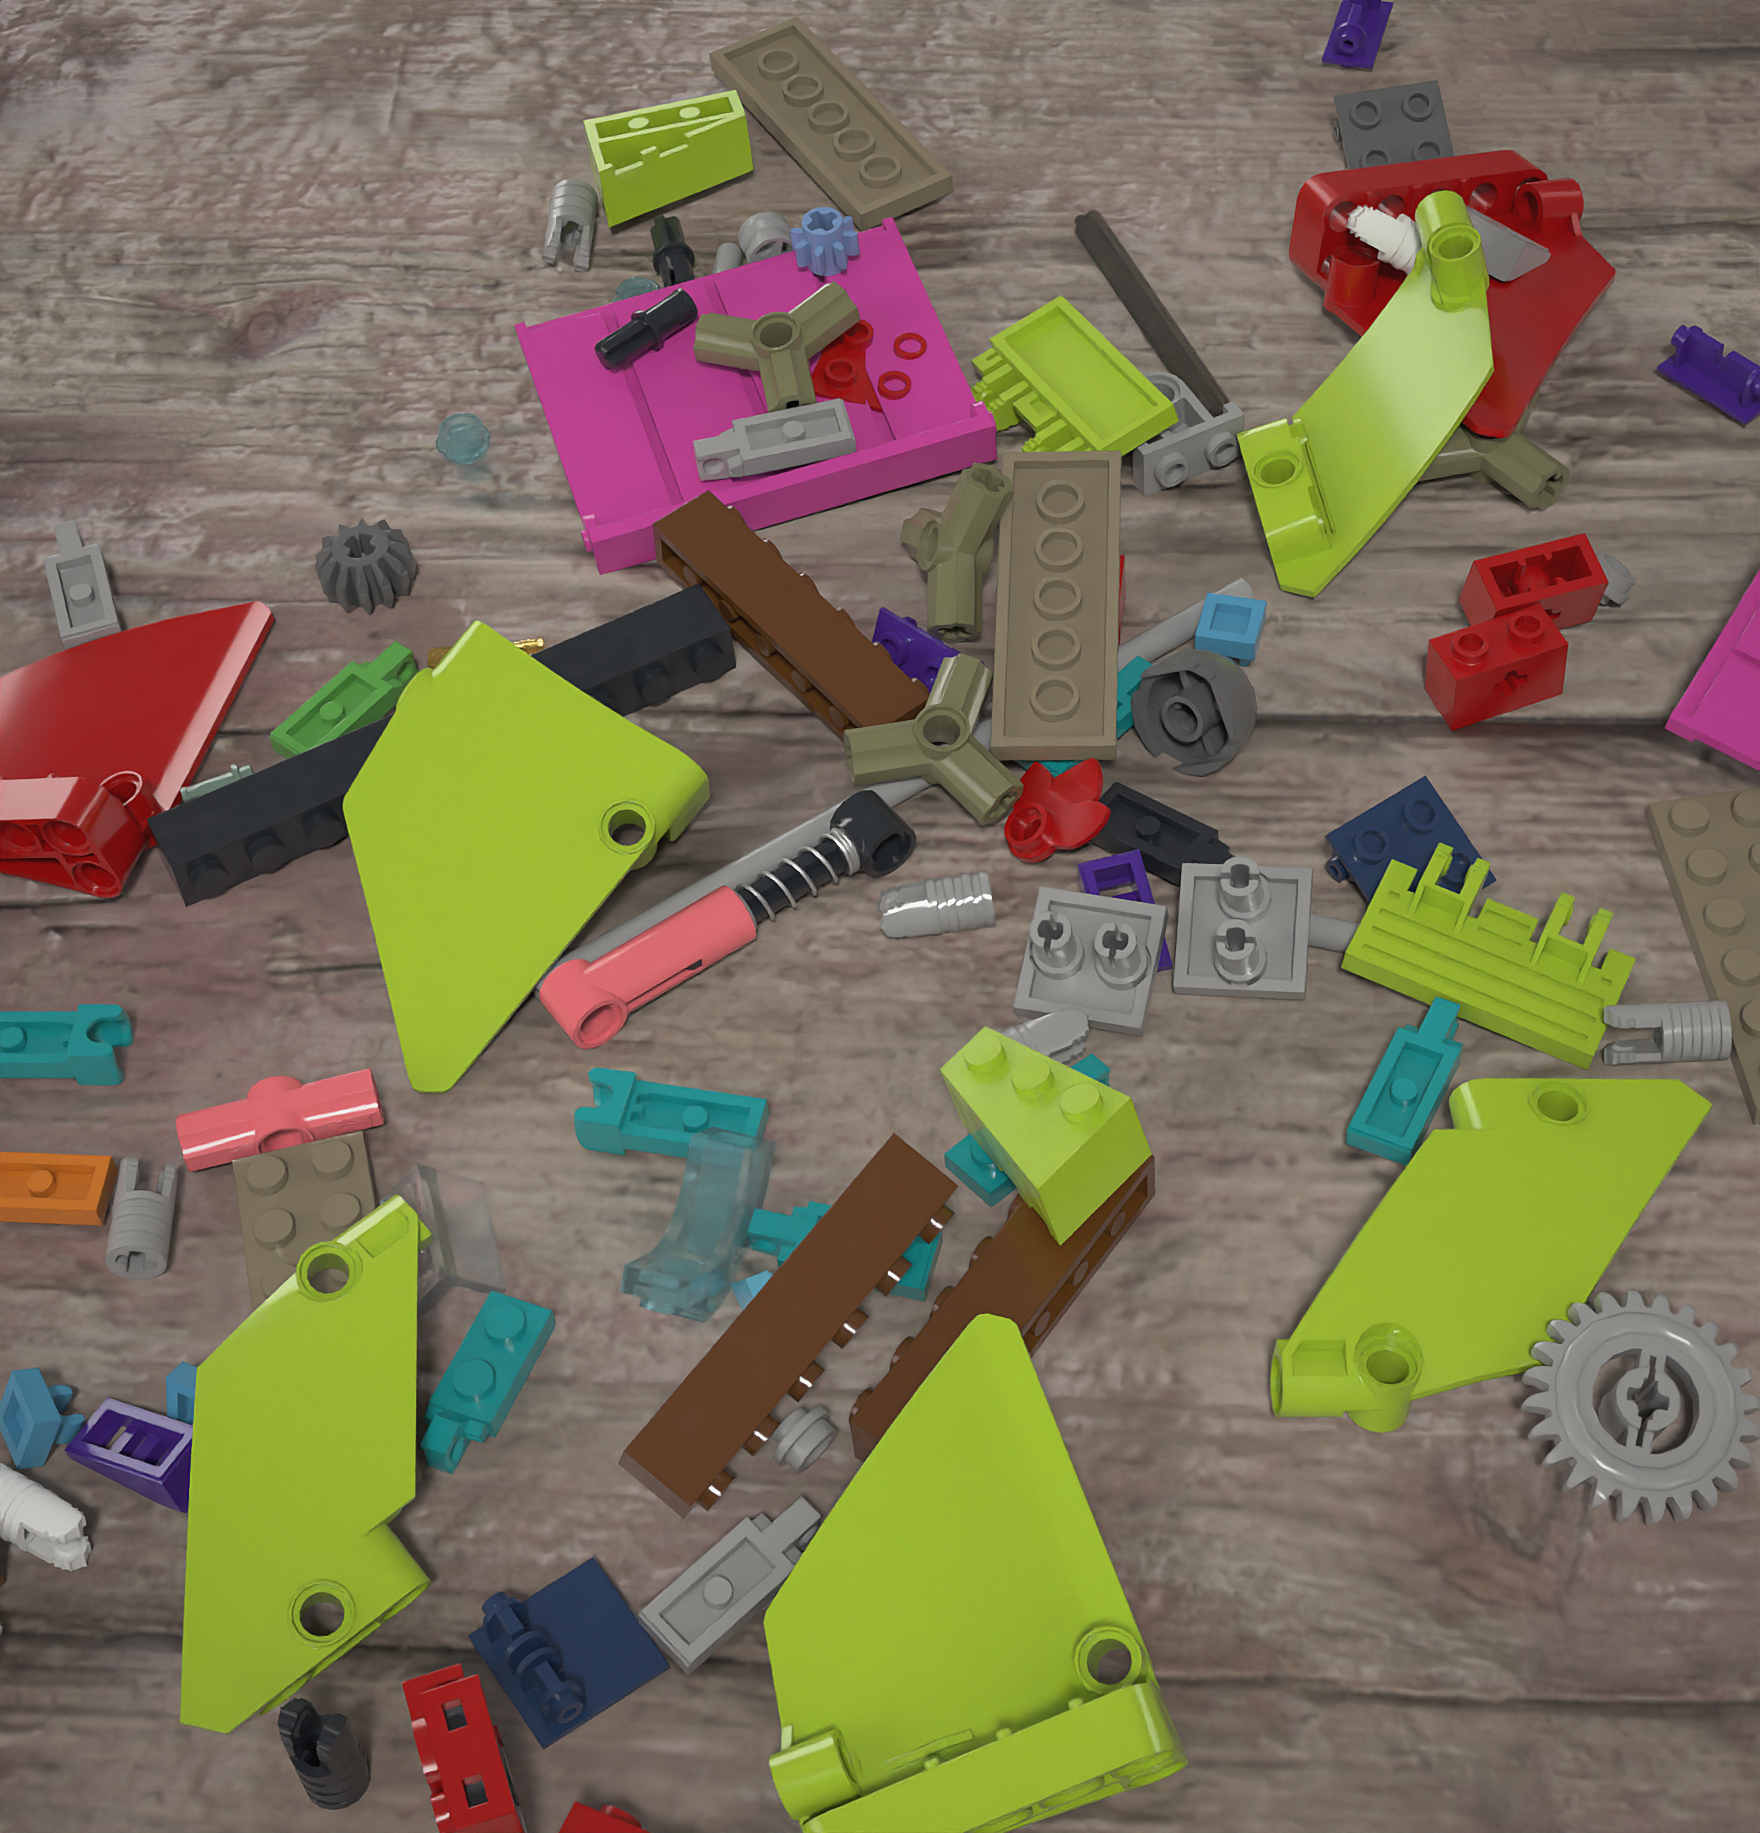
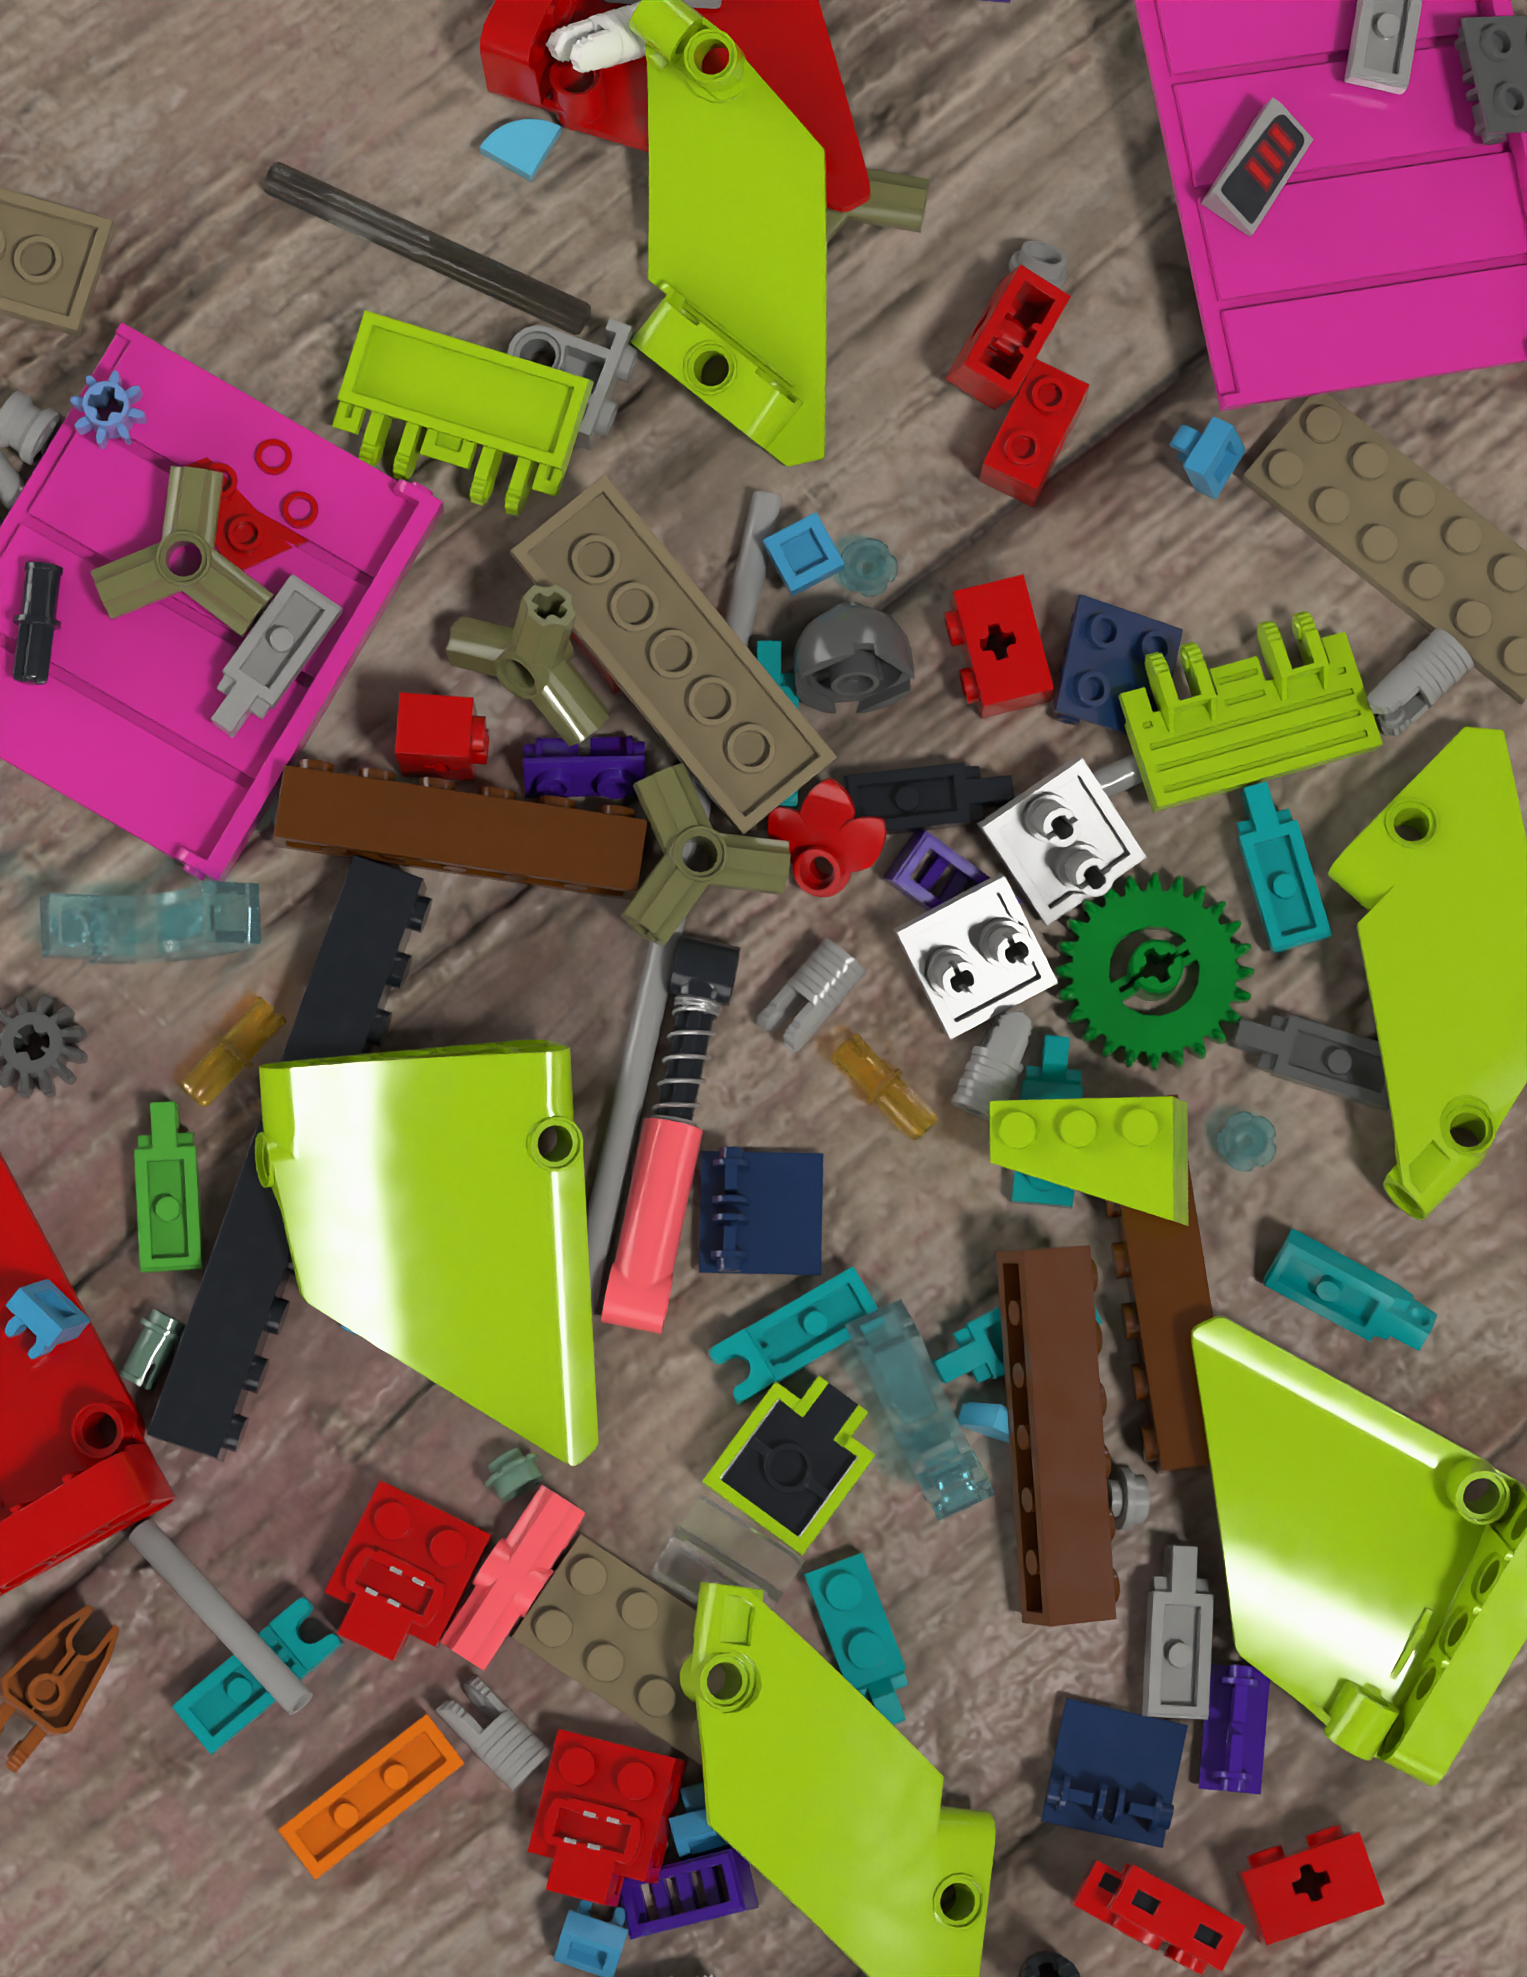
camera: 50 degrees left, 30 degrees up
(54, 980) = (220, 1617): none -> light grey piece
(139, 1328) = (604, 1816): none -> red piece
(174, 711) = (46, 1314): none -> dark azure tile
(204, 1049) = (404, 1572): none -> red piece
(362, 1050) = (513, 1475): none -> sand green plate
(511, 547) = (152, 928): none -> clear light blue arch
(570, 1199) = (793, 1462): none -> black piece
(705, 1703) = (1234, 1730): none -> dark purple hinge
(740, 1022) = (760, 1212): none -> dark blue hinge
(838, 548) = (440, 737): none -> red brick
(926, 1005) = (884, 1087): none -> clear yellow axle
(1158, 1430) = (1347, 1292): none -> teal hinge
(1186, 1242) = (1258, 1129): none -> clear light blue plate
(1232, 1084) = (1204, 943): none -> green gear
(1276, 675) = (872, 552): none -> clear light blue plate
(1283, 301) = (522, 145): none -> medium azure tile
(1298, 1223) = (1317, 1058): none -> dark grey hinge
(1328, 780) = (1006, 612): none -> red brick
(1633, 771) = (1209, 456): none -> dark azure tile

